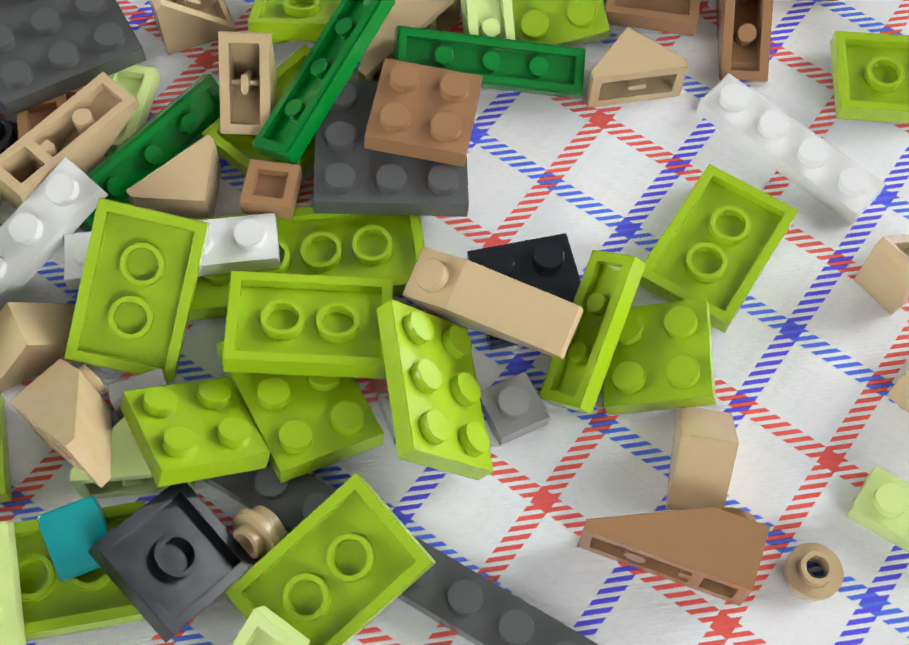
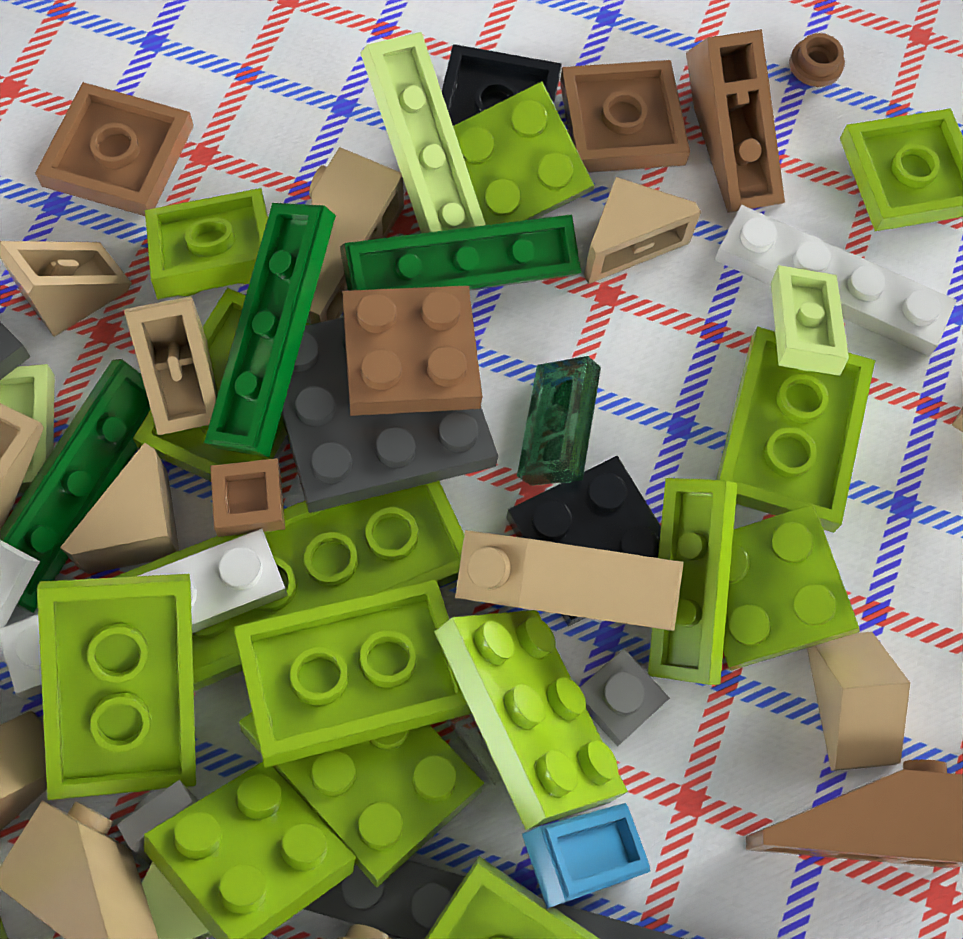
camera: 20 degrees left, 5 degrees up
(444, 501) = (585, 854): none -> dark azure tile
(527, 197) = (559, 421): none -> clear green plate
(749, 165) = (808, 321): none -> yellowish green plate

